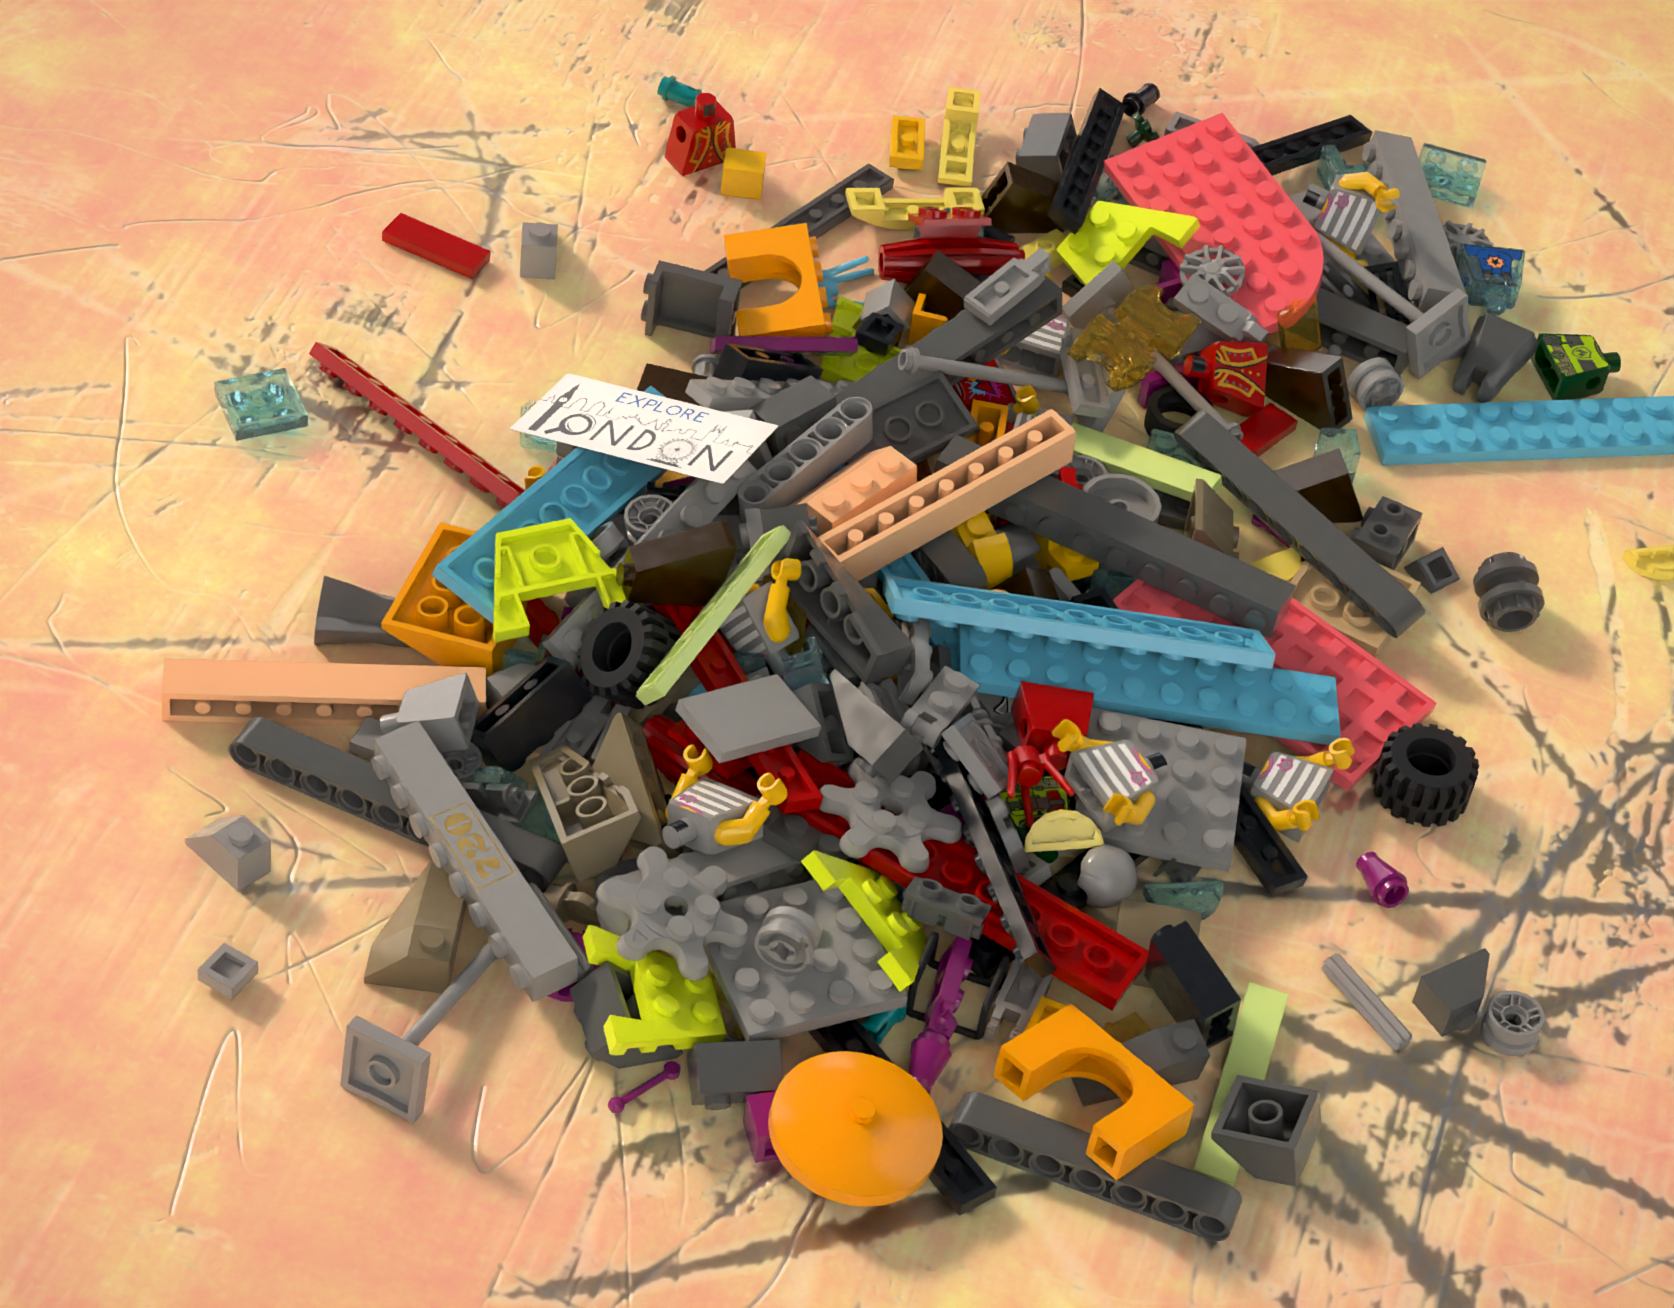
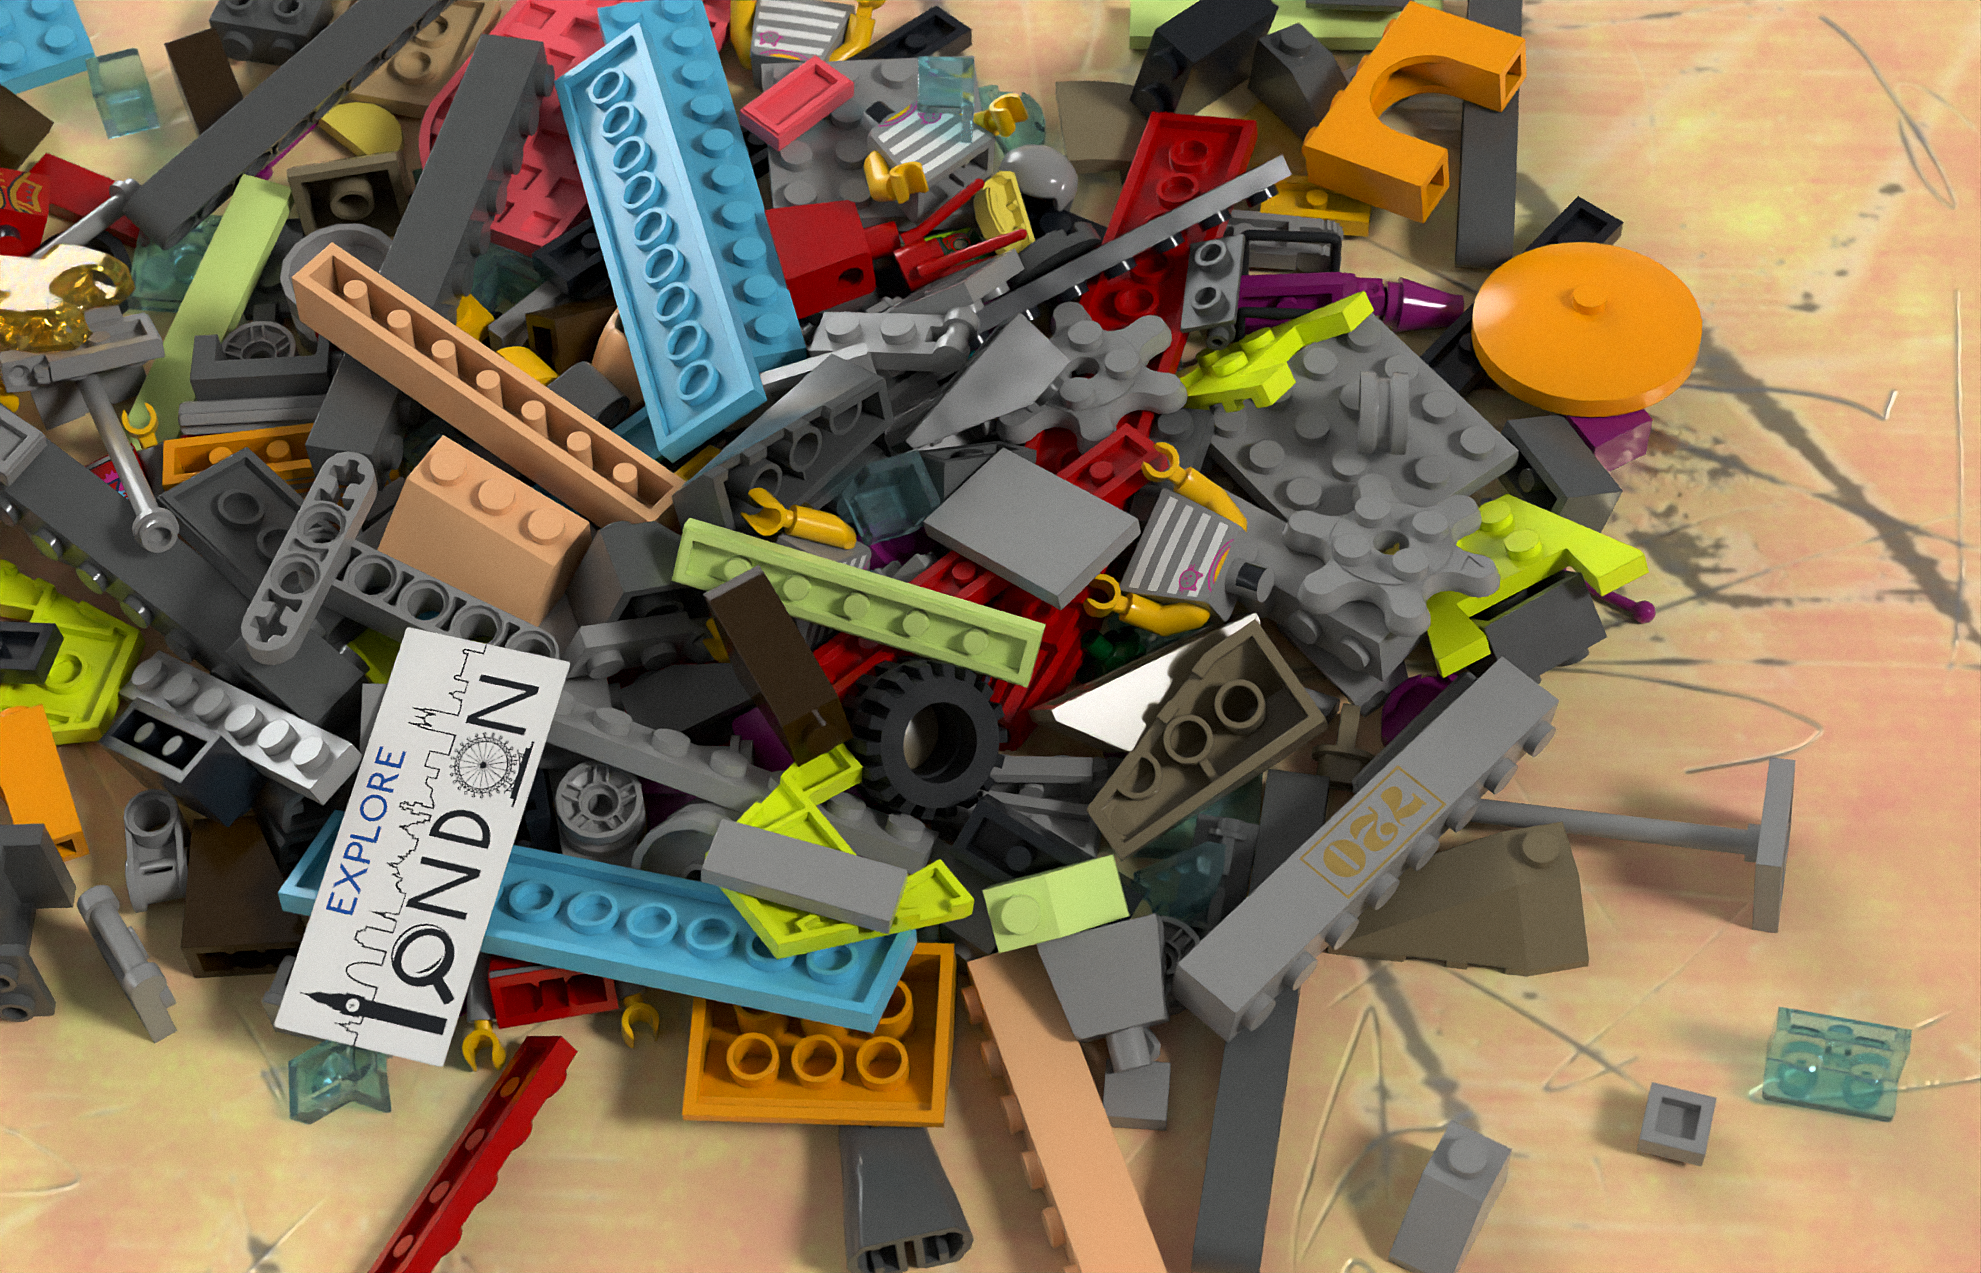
camera: 95 degrees left, 10 degrees up
(224, 1055) = (1835, 1064): none -> clear light blue bracket
(490, 685) = (1055, 903): none -> yellowish green slope
(534, 551) = (804, 876): none -> light grey tile
(649, 343) = (128, 961): none -> light grey plate
(803, 345) = (91, 766): magenta tile -> none
(884, 416) = (304, 555): none -> light grey beam
(1135, 771) = (947, 87): none -> clear light blue panel
(1191, 735) = (796, 103): none -> coral tile

